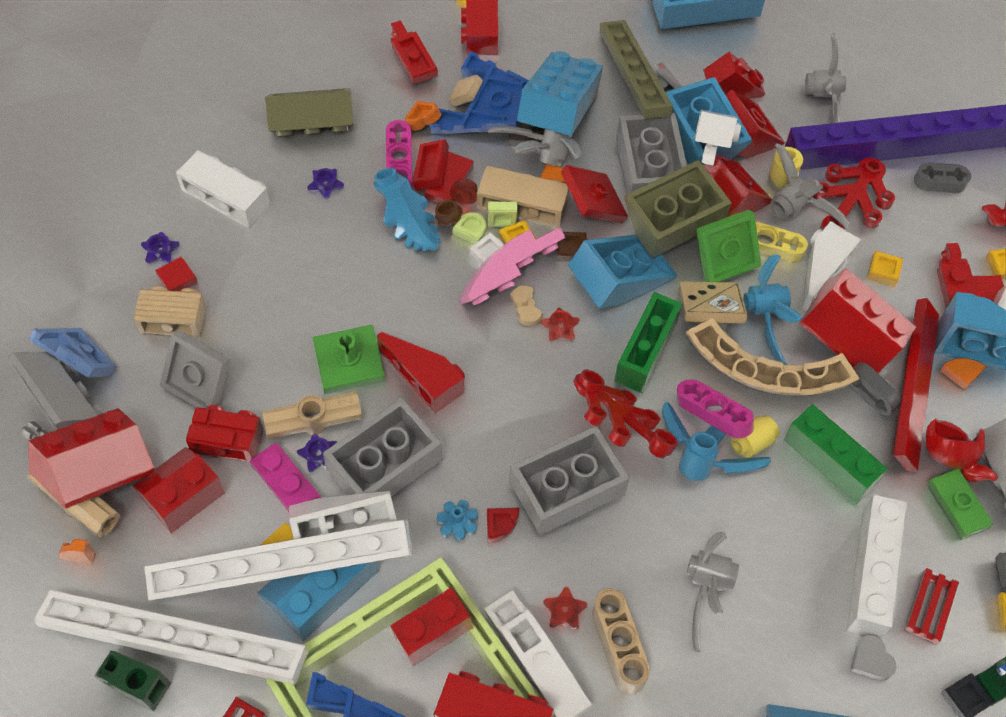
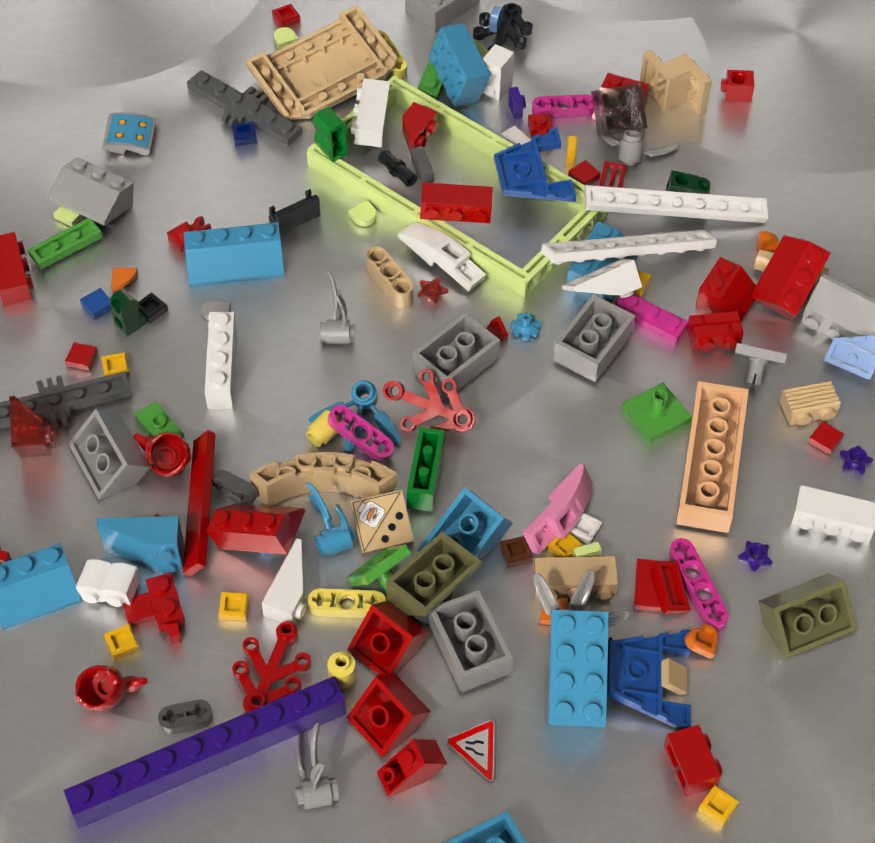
camera: 165 degrees right, 5 degrees down
(293, 418) = (660, 359): tan piece -> none
(309, 452) = (644, 338): dark purple plate -> none
(316, 275) = (713, 457): none -> light nougat brick
(406, 211) = (668, 536): dark azure plant -> none
(412, 54) = (747, 708): red hinge -> none
(425, 371) = (594, 410): red slope -> none
(432, 626) = (513, 234): red brick -> none
(448, 213) = (637, 543): reddish brown plate -> none
(464, 191) = (627, 563): clear red plate -> none
(470, 227) = (610, 543): yellowish green tile -> none
(525, 306) = (535, 489): tan piece -> none
(564, 318) = (505, 477): clear red plate -> none
(594, 194) = (510, 590): red plate -> none
(635, 70) = (517, 731): olive plate -> none
(687, 104) = (431, 686): dark azure slope -> none
(716, 130) = (417, 632): white brick -> none
(800, 192) = (330, 641): light grey plant -> none
(835, 453) = (261, 427): green brick -> none
(940, 582) = (169, 350): red tile -> none

